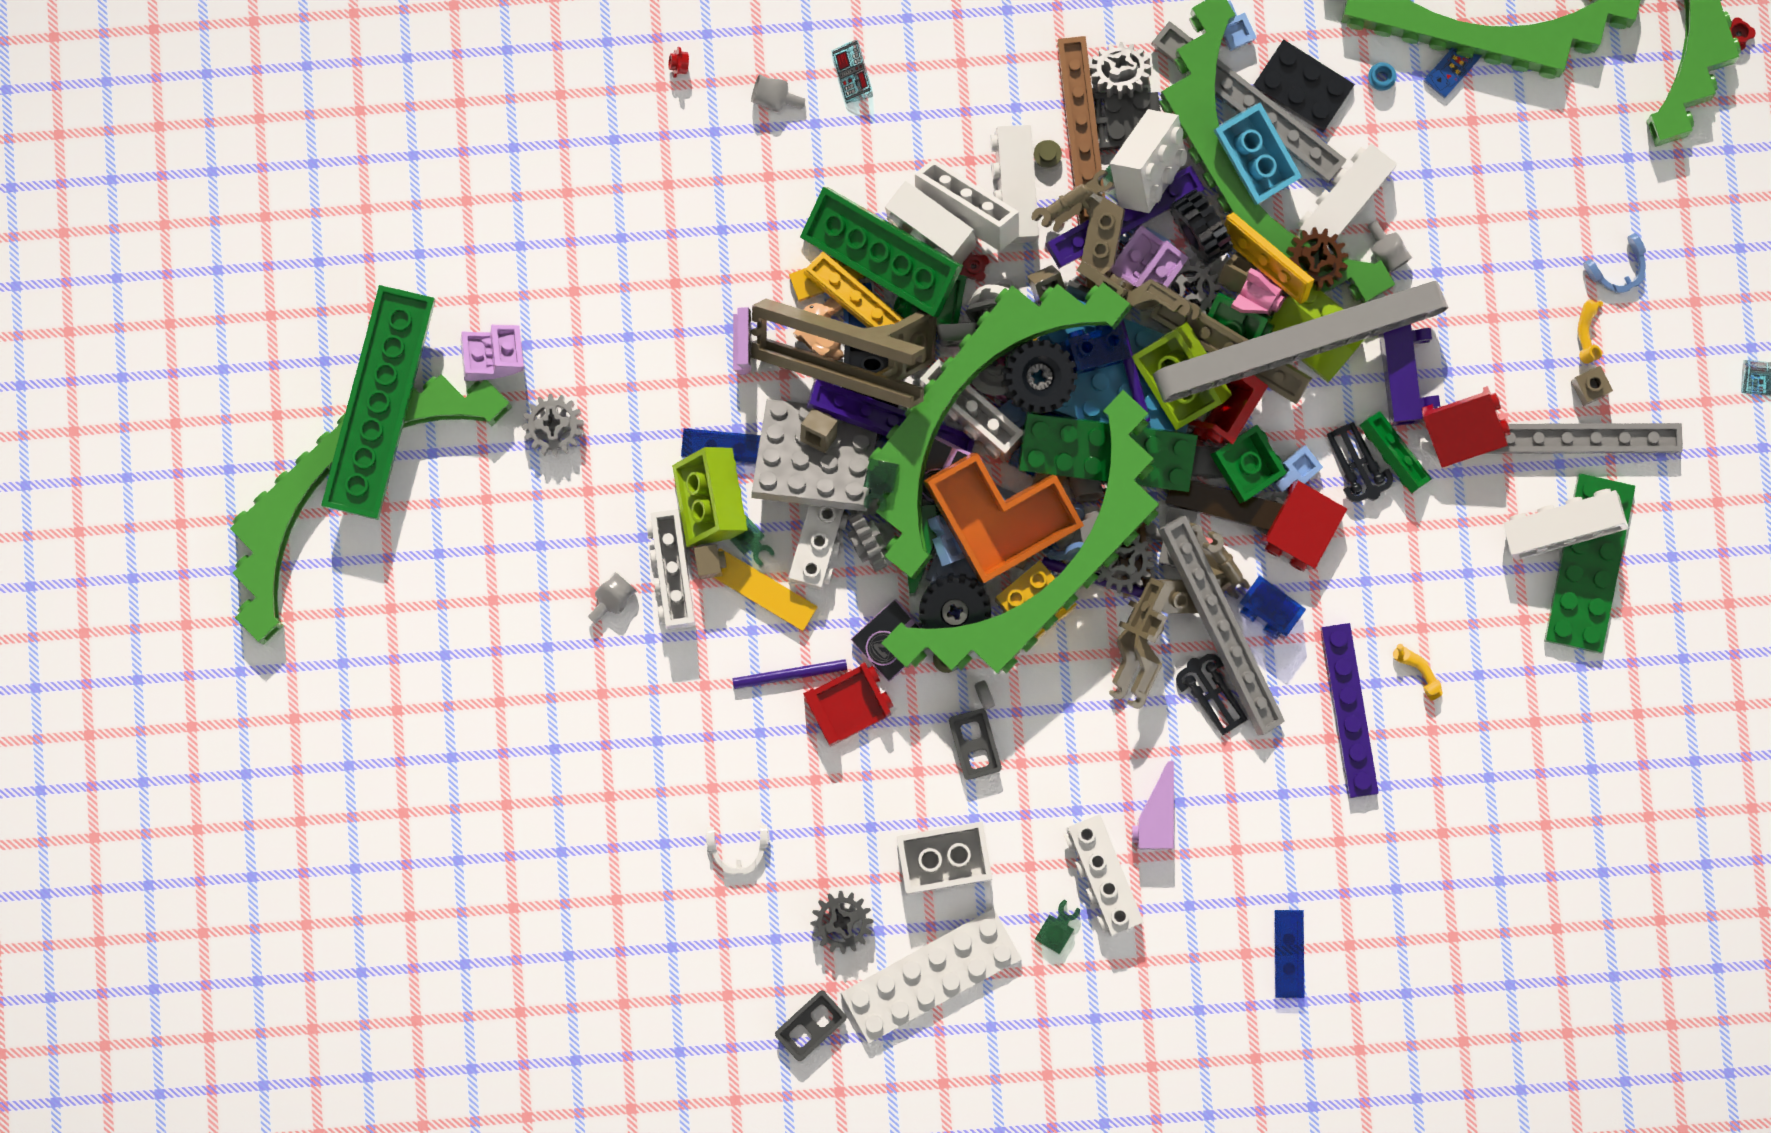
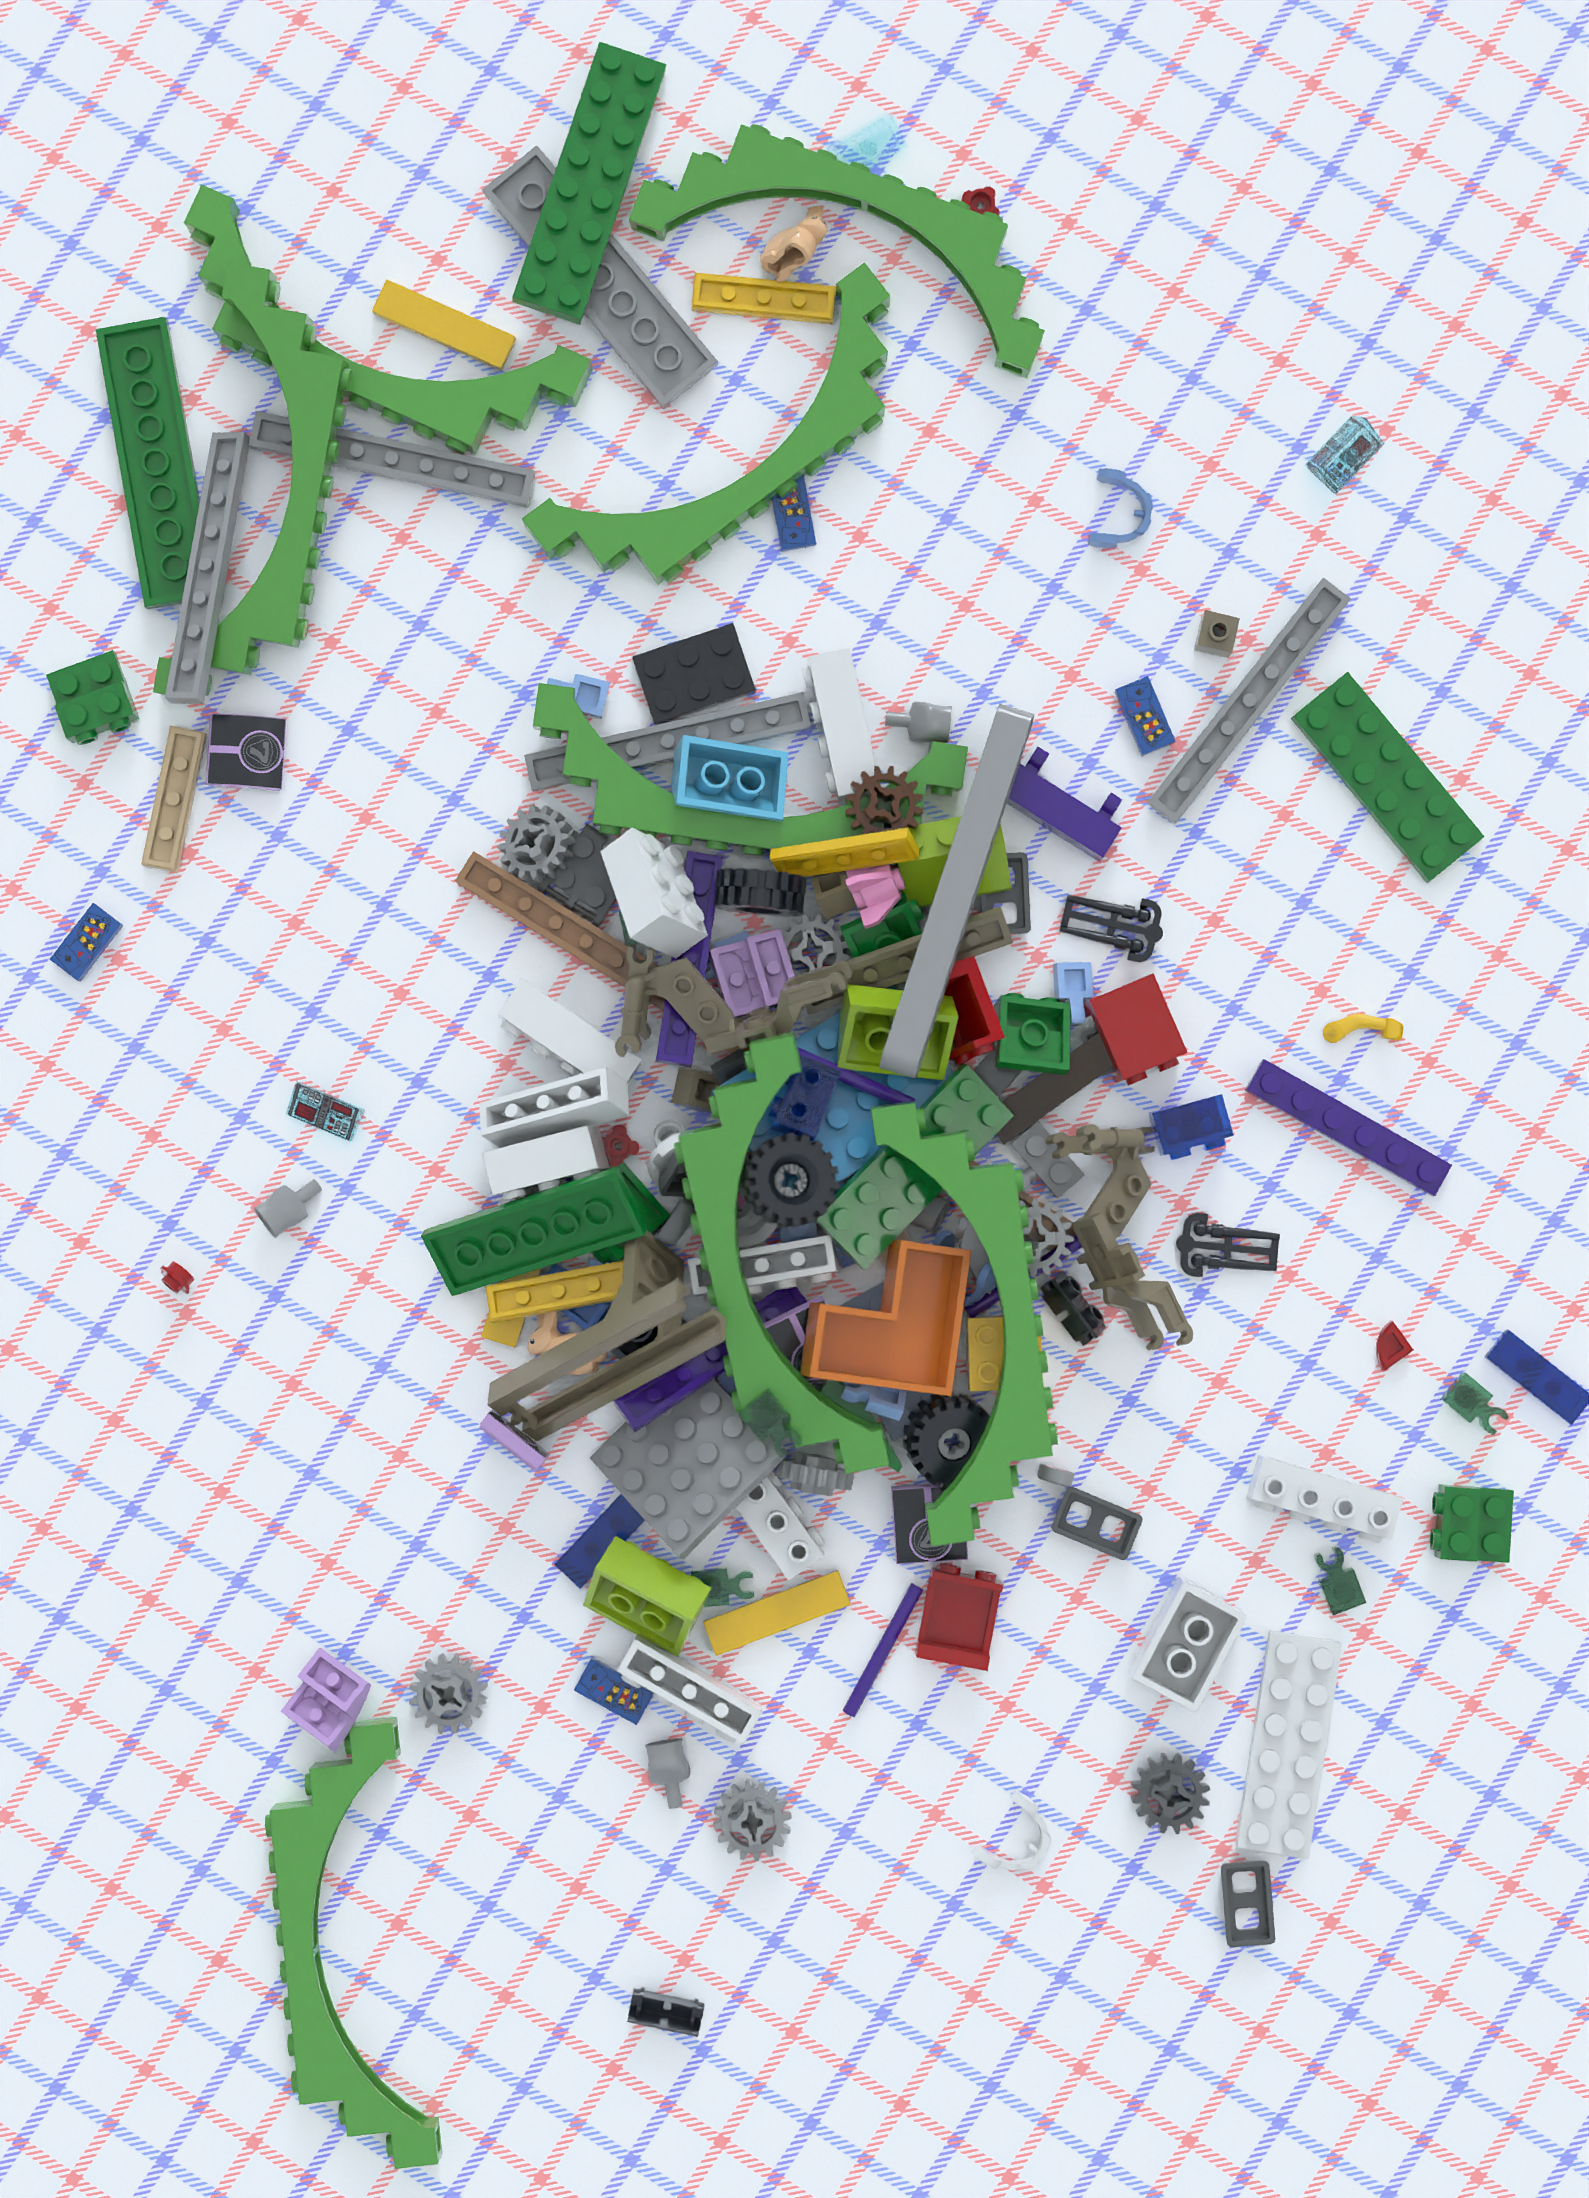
camera: 50 degrees left, 5 degrees up
(378, 402) = (289, 1858): green plate -> none
(461, 717) = (665, 2012): none -> black hinge
(630, 663) = (737, 1823): none -> light grey gear
(632, 526) = (607, 1689): none -> blue tile
(709, 561) = (711, 1646): dark tan plate -> none
(818, 430) = (667, 1437): dark tan plate -> none
(1047, 154) = (562, 982): olive plate -> none
(1097, 638) = (1084, 1319): none -> black hinge
(1156, 820) = (1307, 1401): lavender slope -> none
(1162, 983) = (1472, 1523): none -> green plate
(1221, 625) = (1172, 1190): light grey plate -> none
(1233, 845) = (1391, 1346): none -> red tile
(1239, 919) = (1470, 1401): none -> clear green plate
(1327, 390) = (1018, 894): none -> dark grey piece
(1386, 69) = (744, 578): dark azure plate -> none
(1395, 452) = (1132, 879): green plate -> none
(1466, 427) = (1167, 792): red panel -> none
(1507, 378) = (1144, 716): none -> blue tile
(1565, 524) = (1337, 773): white brick -> none
(1589, 352) = (1181, 610): yellow piece -> none

